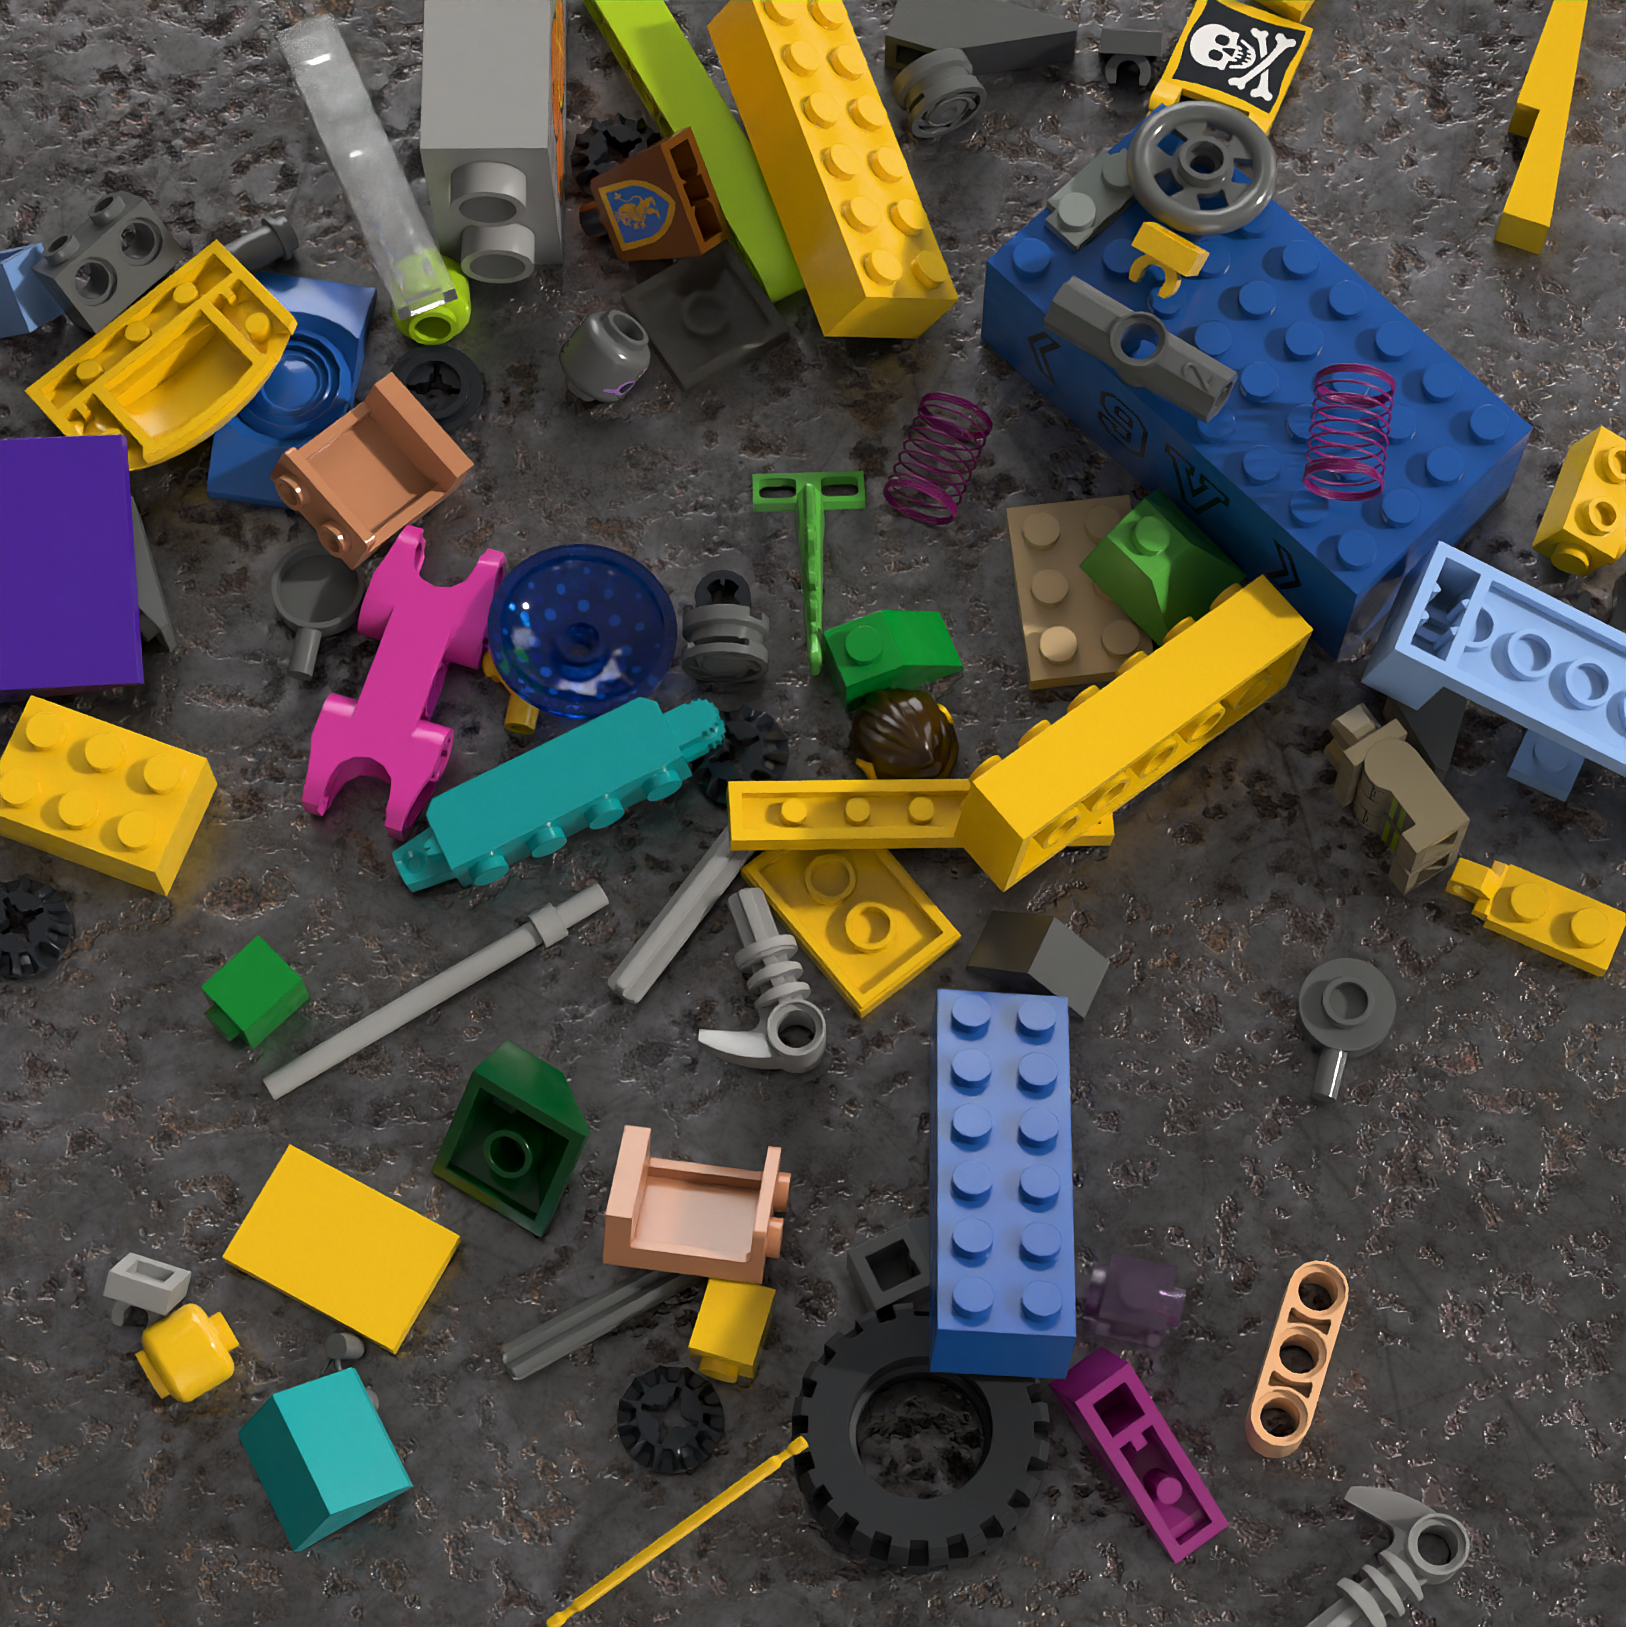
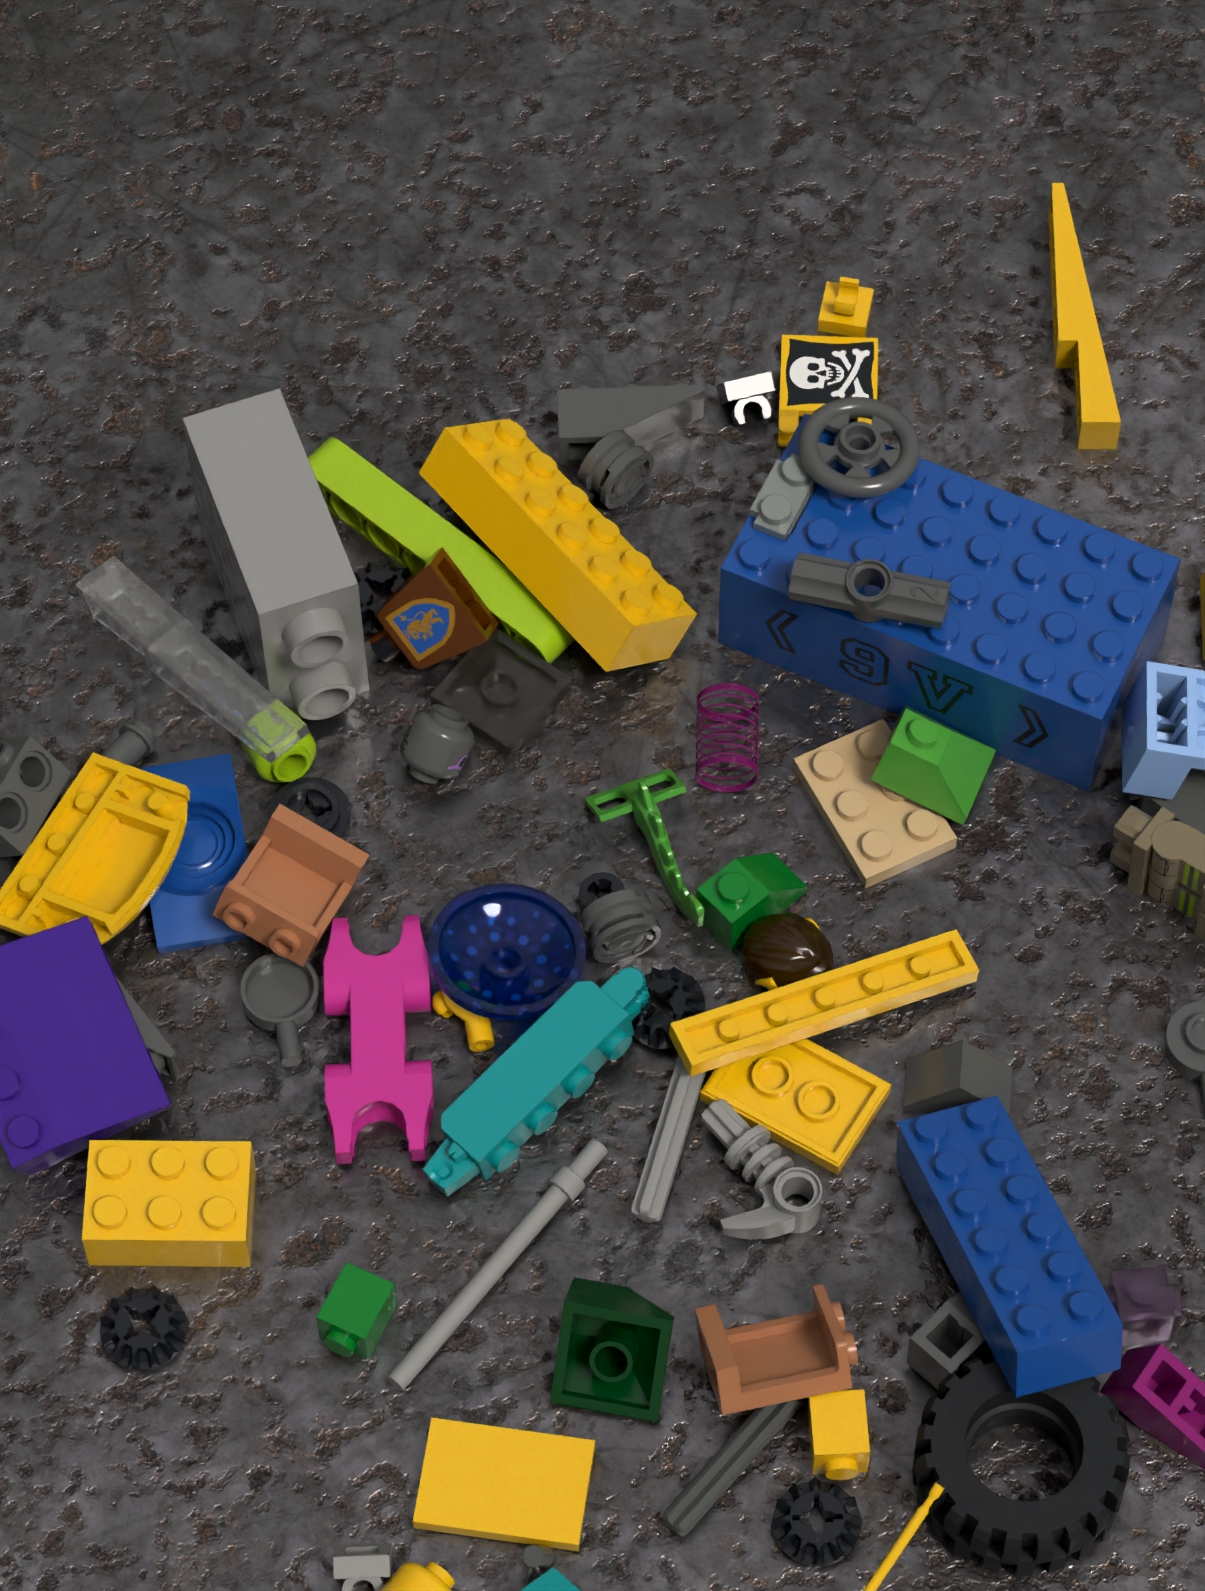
camera: 20 degrees left, 10 degrees down
(1130, 731) = (963, 884): yellow brick -> none
(1170, 253) = (862, 514): yellow tile -> none
(1347, 464) = (1052, 622): magenta piece -> none

